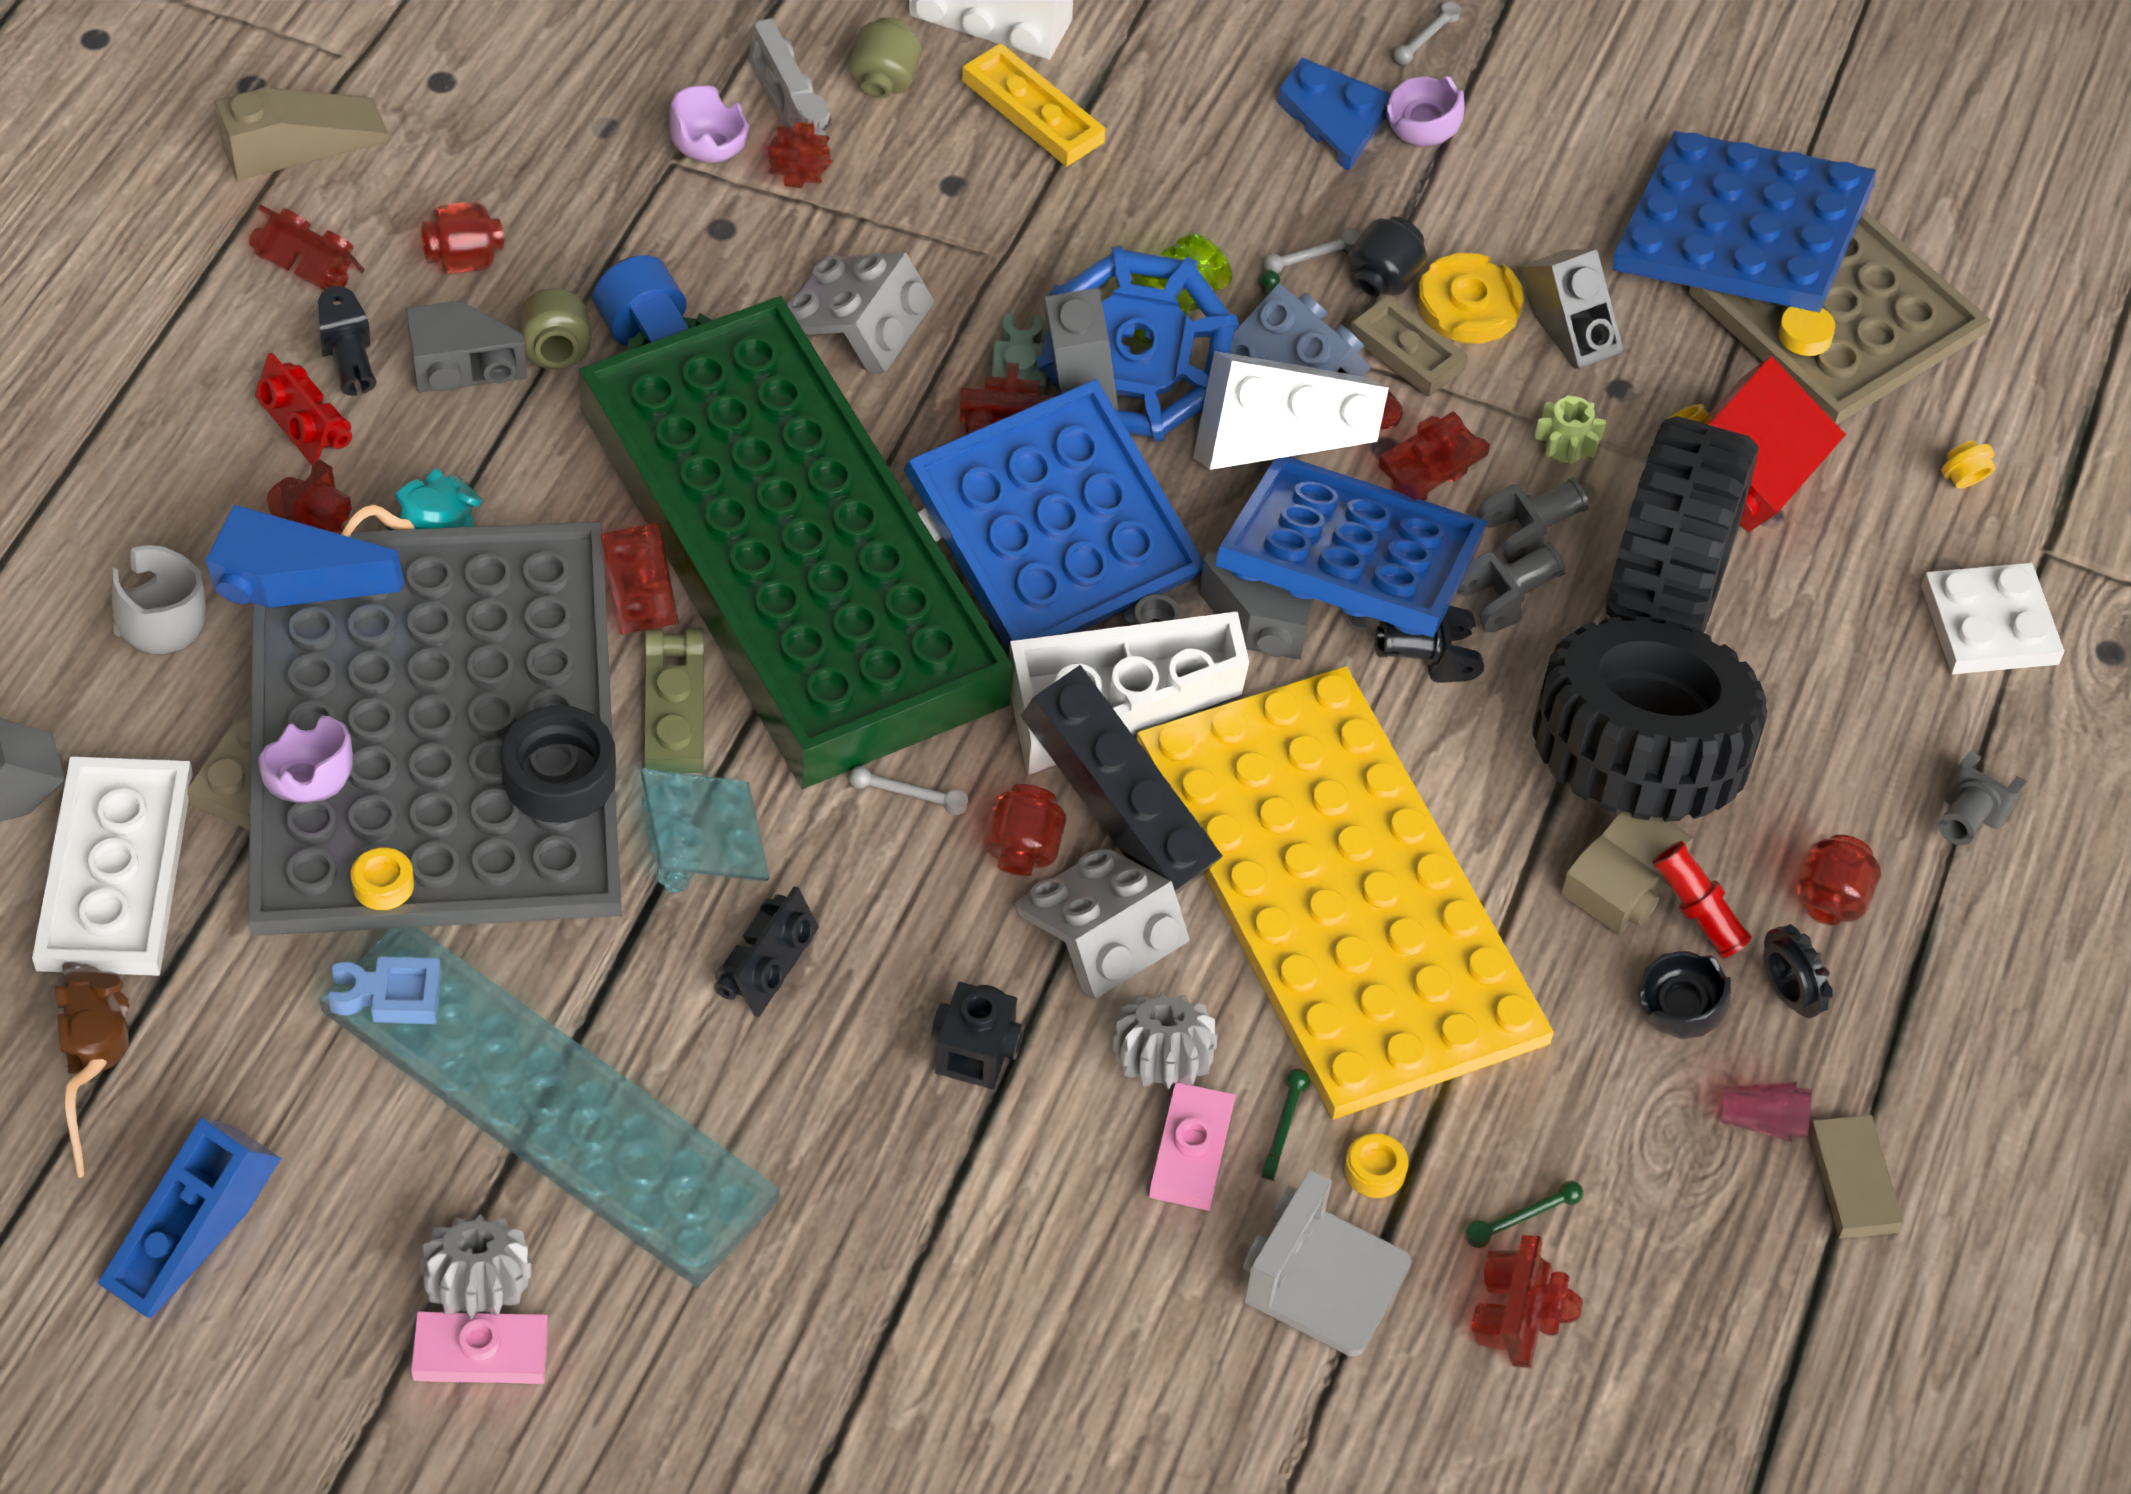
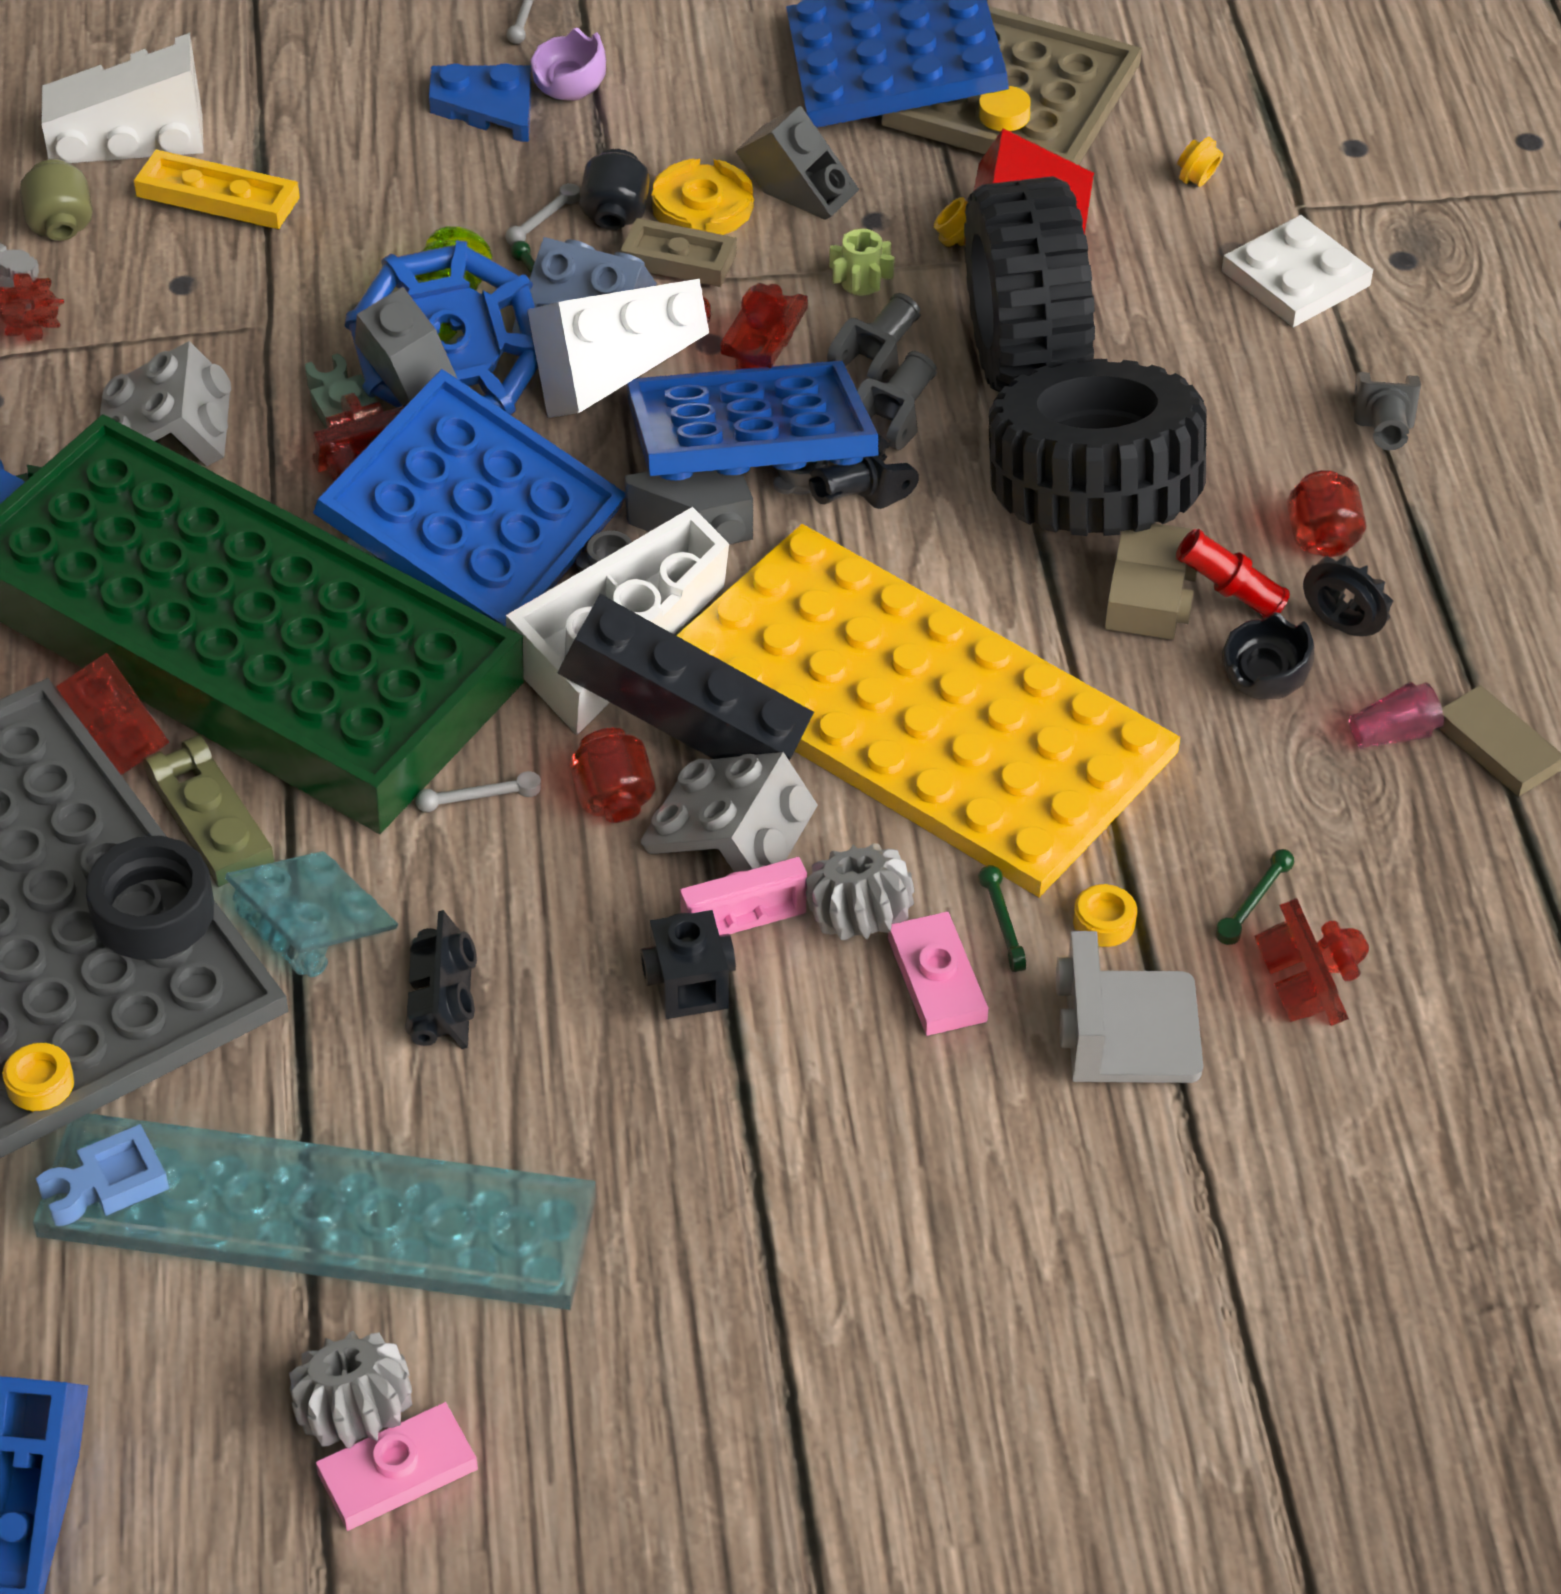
camera: 25 degrees left, 5 degrees down
(1065, 998) = (750, 896): none -> bright pink plate

